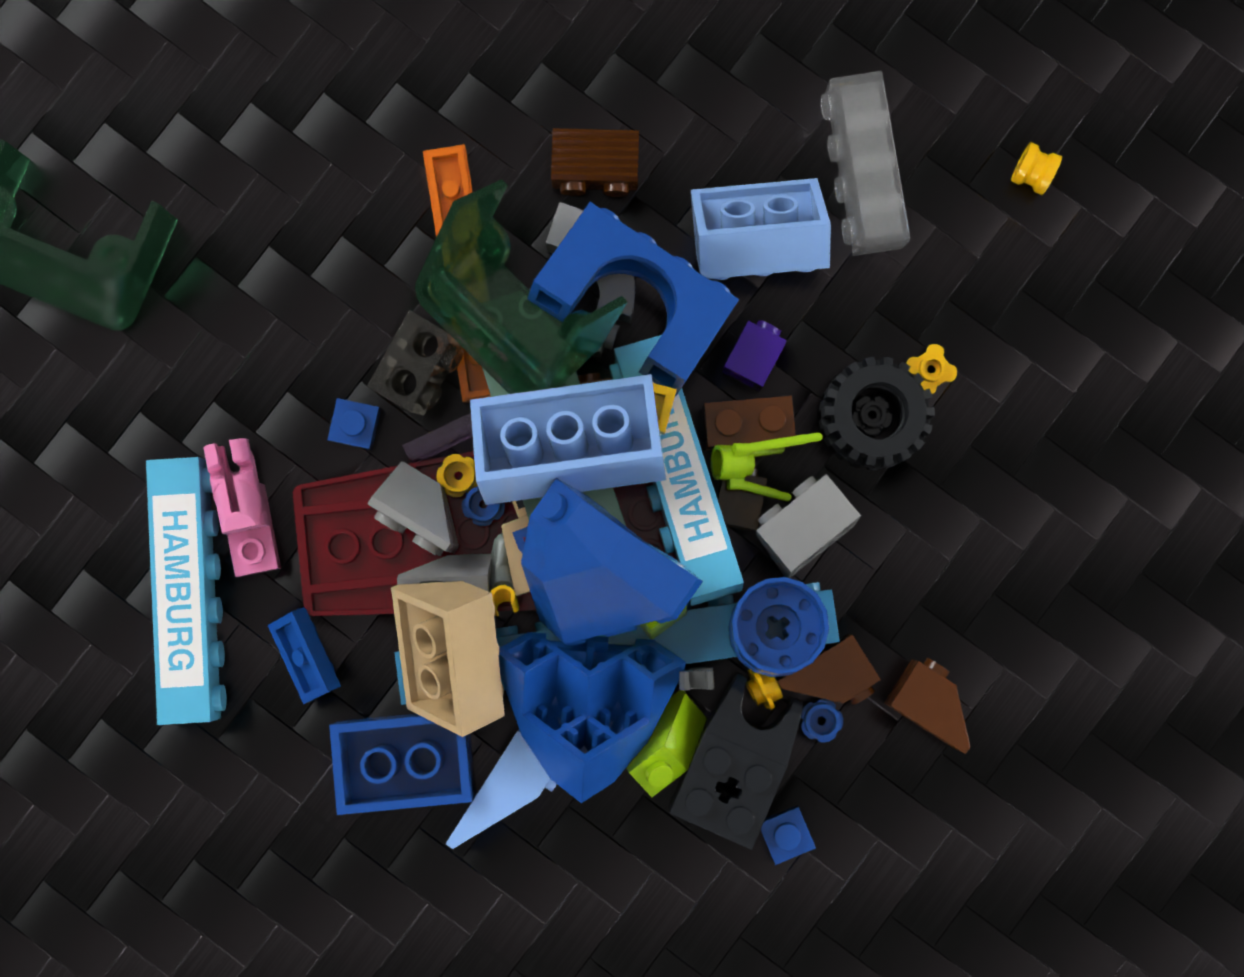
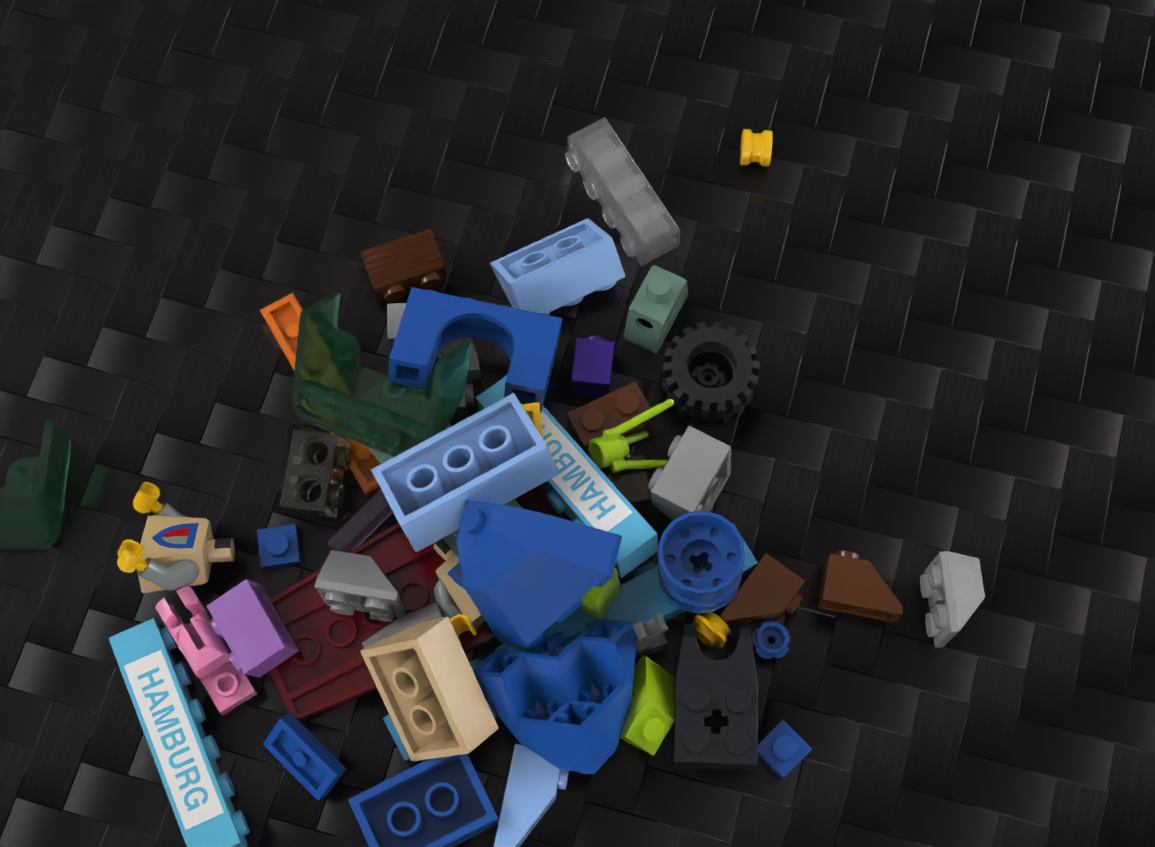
camera: 20 degrees left, 15 degrees down
(243, 390) = (173, 547): none -> torso
(293, 508) = (251, 629): none -> medium lavender brick
(446, 473) = (388, 540): yellow plate -> none
(480, 515) = (417, 575): blue plate -> none
(846, 317) = (657, 302): none -> sand green torso
(932, 357) = (737, 316): yellow plate -> none
(1027, 756) = (953, 593): none -> light grey slope

